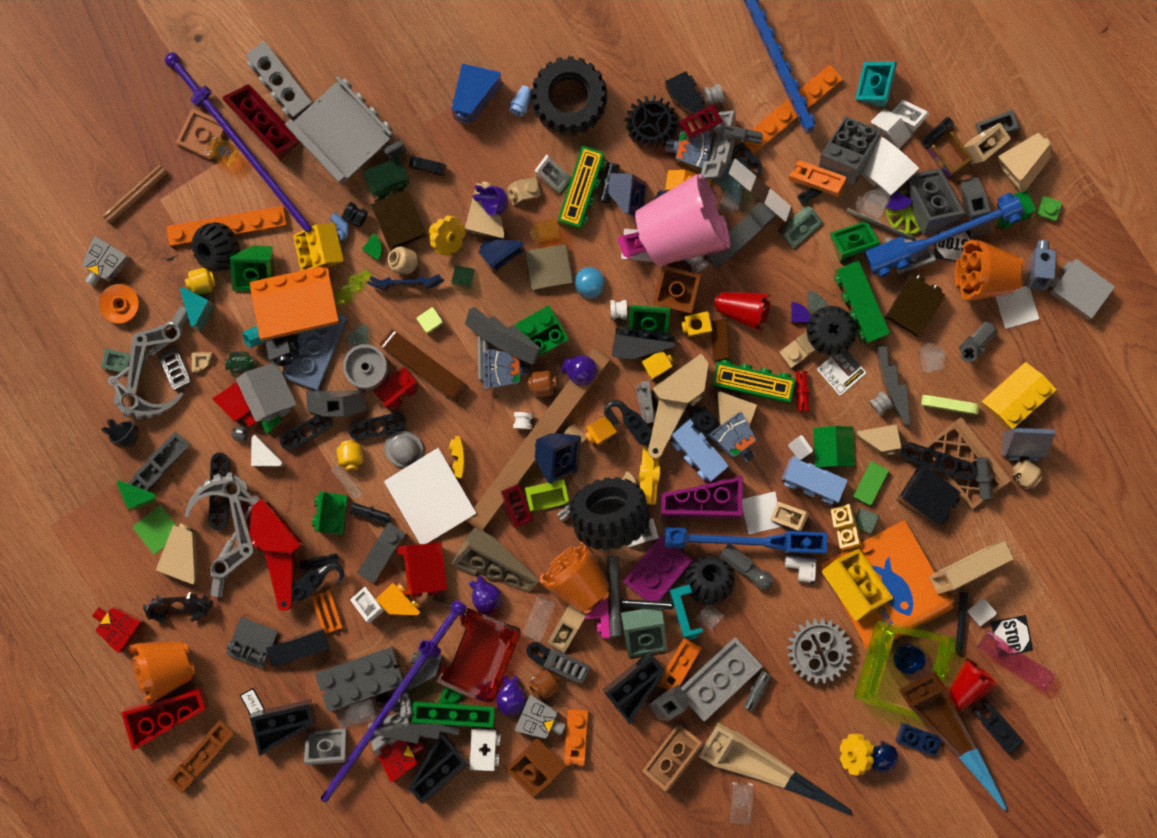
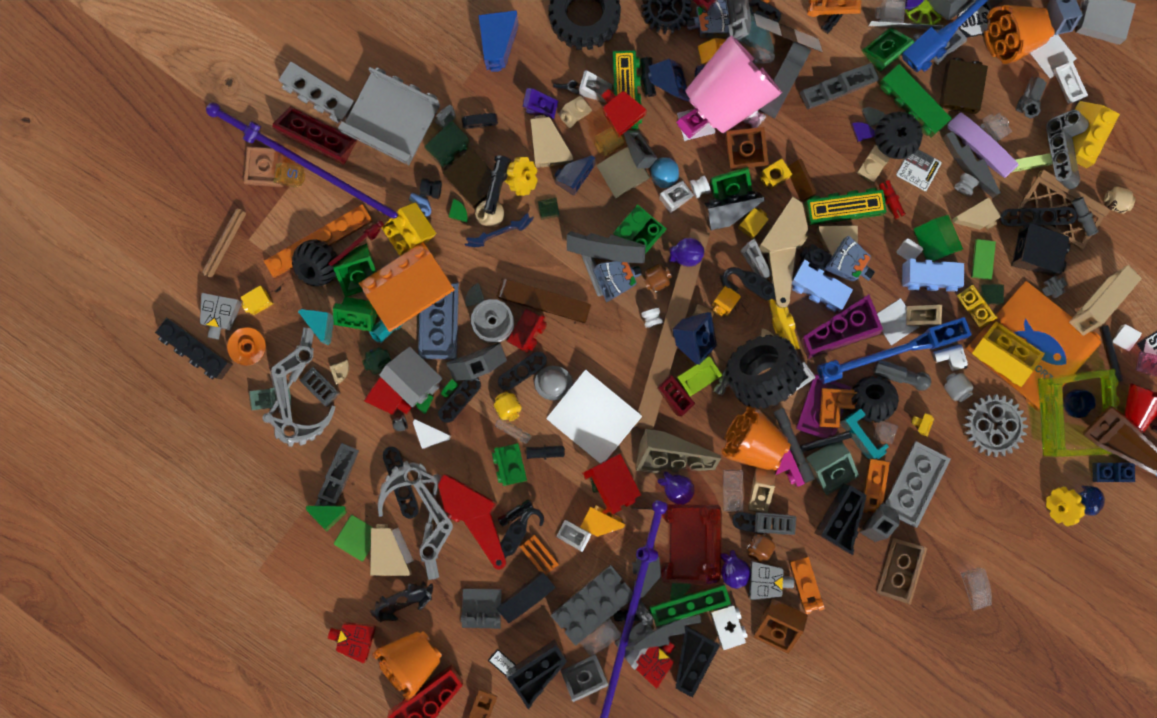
camera: 20 degrees left, 0 degrees up
(67, 287) = (190, 346): none -> black brick
(123, 434) = (294, 463): black piece -> none
(145, 262) = (256, 300): none -> yellow brick
(197, 551) = (402, 545): none -> white sticker
(200, 281) = (313, 299): yellow head -> none
(234, 310) = (354, 314): none -> green bracket
(281, 238) = (371, 233): none -> dark red sword
(283, 350) = (411, 333): black brick -> none
(300, 417) = (449, 388): none -> green tile
(355, 283) = (453, 249): clear neon green animal -> none
(381, 552) = (569, 484): dark grey slope -> none
(423, 227) = (498, 177): none -> black pin
(430, 320) = (533, 258): yellowish green slope -> none
(457, 449) = (604, 367): yellow slope -> none
(492, 170) = (539, 103): none -> dark purple slope
(493, 199) = (552, 128): dark purple piece -> none
(520, 102) = (542, 33): light blue cone -> none
(528, 164) = (570, 86): none -> black hand
(567, 208) = (622, 111): none -> red torso
(572, 258) = (639, 149): none -> dark grey slope
(591, 310) = (675, 196): none -> white slope
(666, 568) = (831, 402): none -> orange tile
(739, 754) = (961, 545): tan plate -> none
(745, 308) = (812, 143): red cone -> none
(750, 623) = (923, 424): none -> yellow tile
(757, 691) = (954, 482): dark grey pin -> none
(793, 260) = (839, 86): none -> dark grey slope
(797, 599) = (958, 387): none -> light grey head
(800, 226) = (833, 53): sand green slope -> none
(911, 370) = (982, 145): none -> lavender slope
(929, 536) = (1054, 286): none -> dark grey gear
(991, 387) = (1060, 134): none -> dark grey beam
(1022, 340) = (1070, 82): none -> white plate
(1026, 443) = (1111, 171): sand blue slope -> none

